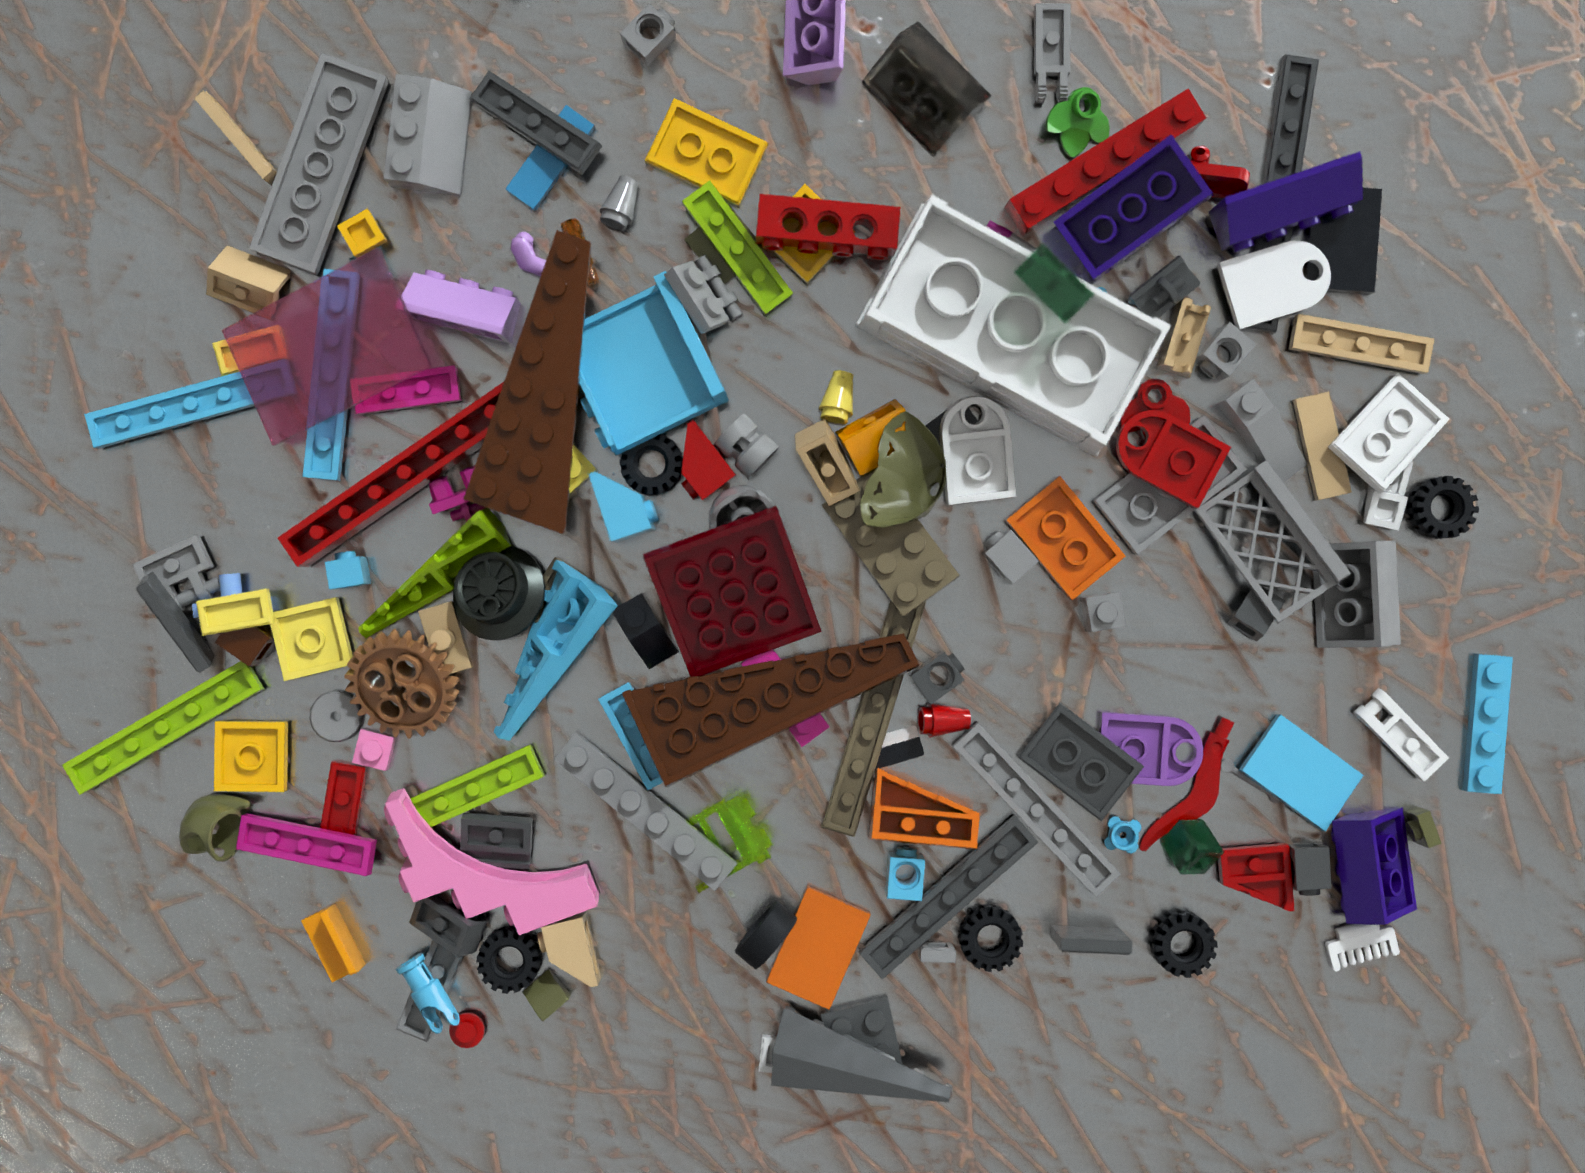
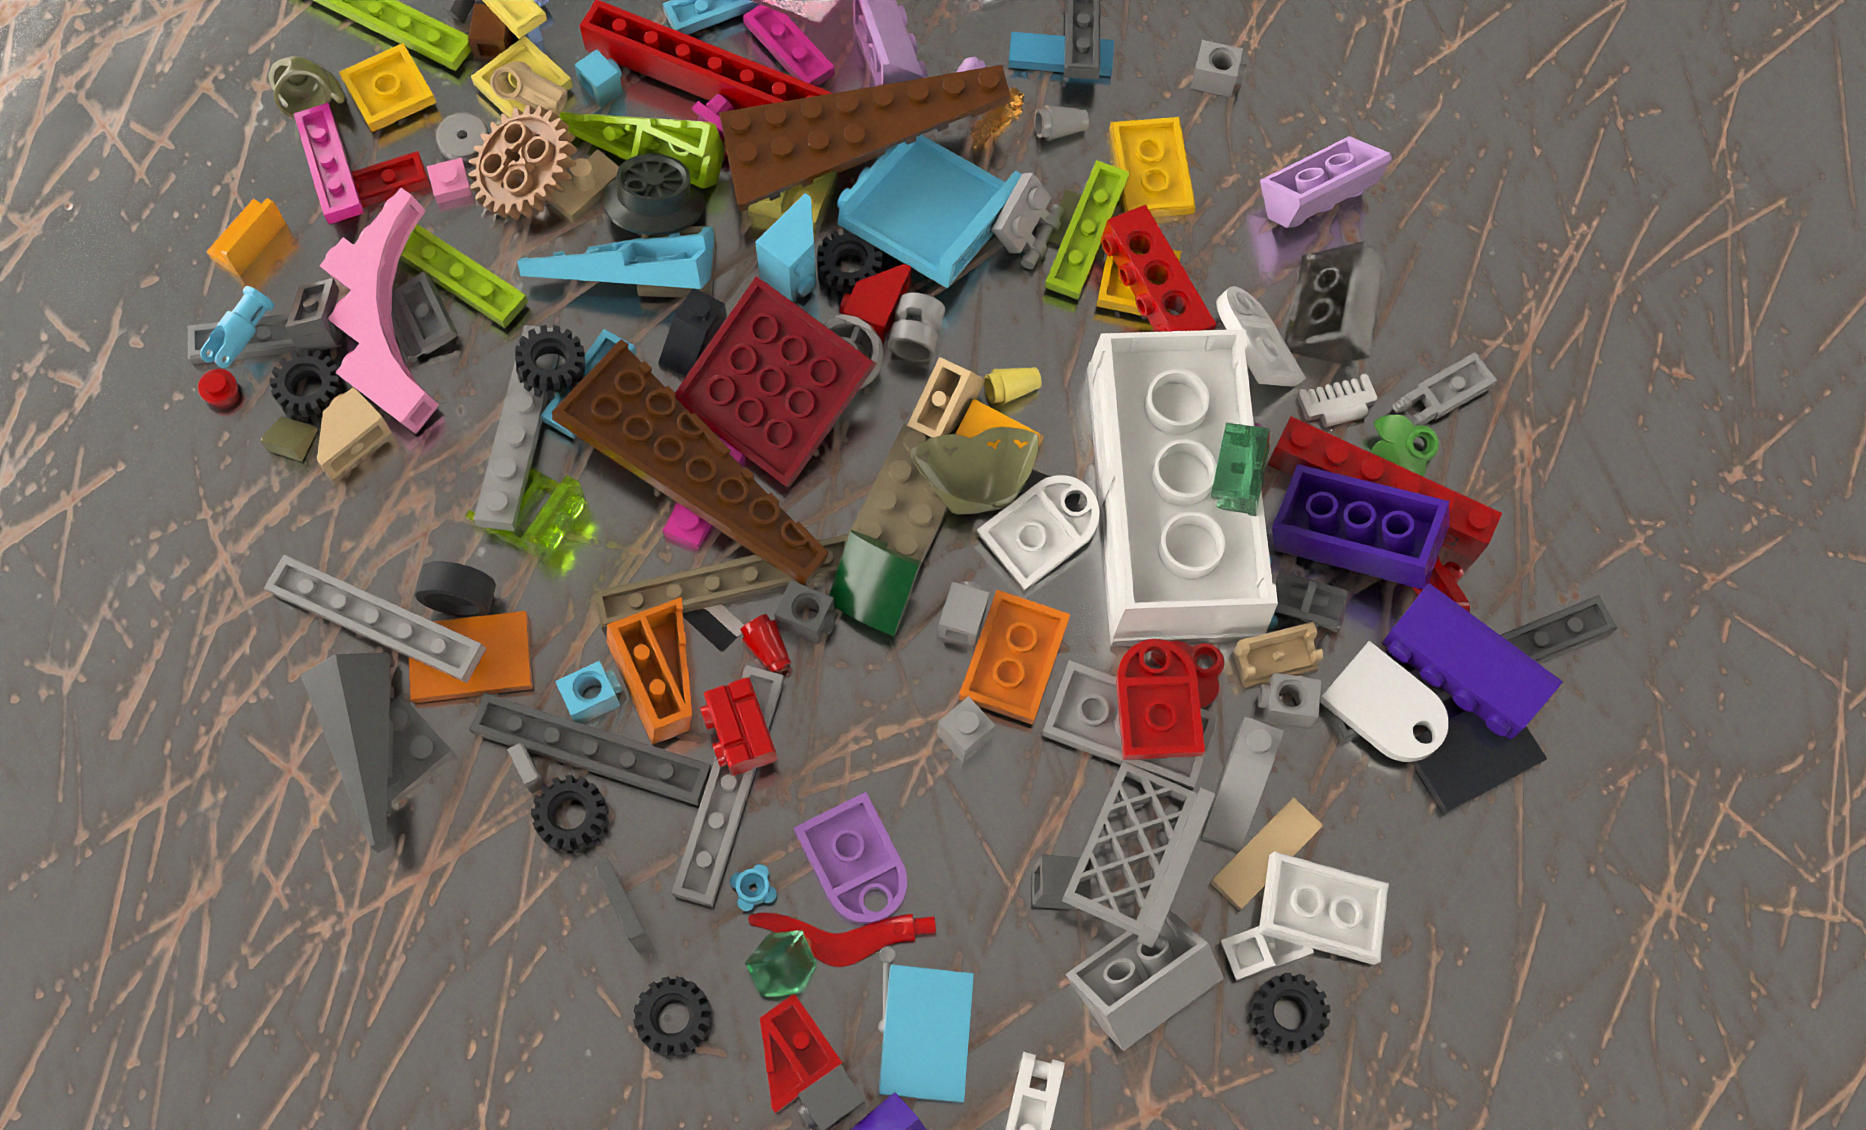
camera: 55 degrees right, 20 degrees down
(325, 648) = (530, 89): none -> tan piece
(590, 755) = (550, 343): none -> black tyre
(750, 1006) = (375, 618): none -> light grey plate
(920, 173) = (1266, 350): none -> white tile
(949, 614) = (873, 582): none -> dark green slope
(1006, 782) = (739, 727): none -> red brick
(1014, 146) = (1339, 409): none -> white piece
(1080, 761) = (803, 799): dark grey tile -> none
(1361, 344) = (1390, 830): tan plate -> none

